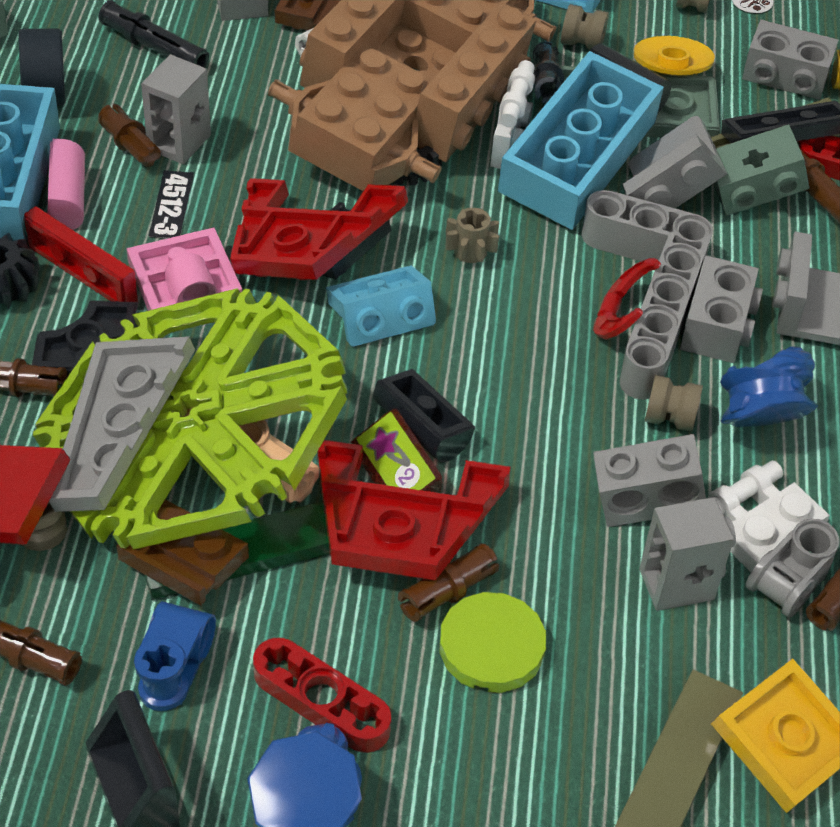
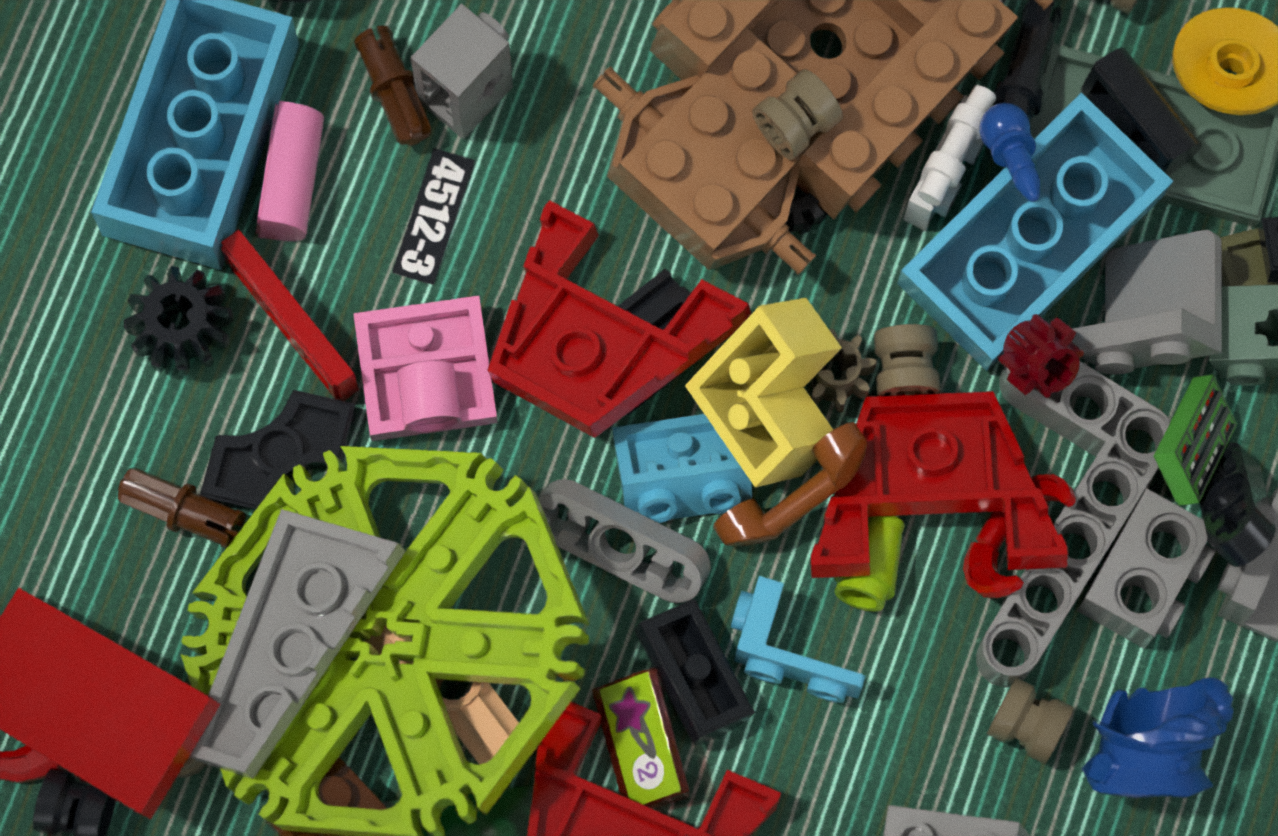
camera: 15 degrees right, 25 degrees up
(386, 341) = (646, 533): none -> light grey beam
(411, 66) = (797, 114): none -> dark tan wheel
(424, 229) = (758, 394): none -> light yellow brick
(436, 327) = (840, 457): none -> dark orange bar
(489, 396) = (766, 663): none -> medium azure bracket
(519, 225) = (907, 360): none -> dark tan wheel
(530, 337) = (872, 591): none -> lime cone
(554, 76) = (1007, 134): none -> blue bar
(559, 266) = (937, 459): none -> red wing
(611, 184) = (1041, 356): none -> dark red gear
(726, 229) = (1195, 440): none -> tile
(770, 247) = (1237, 508): none -> black beam

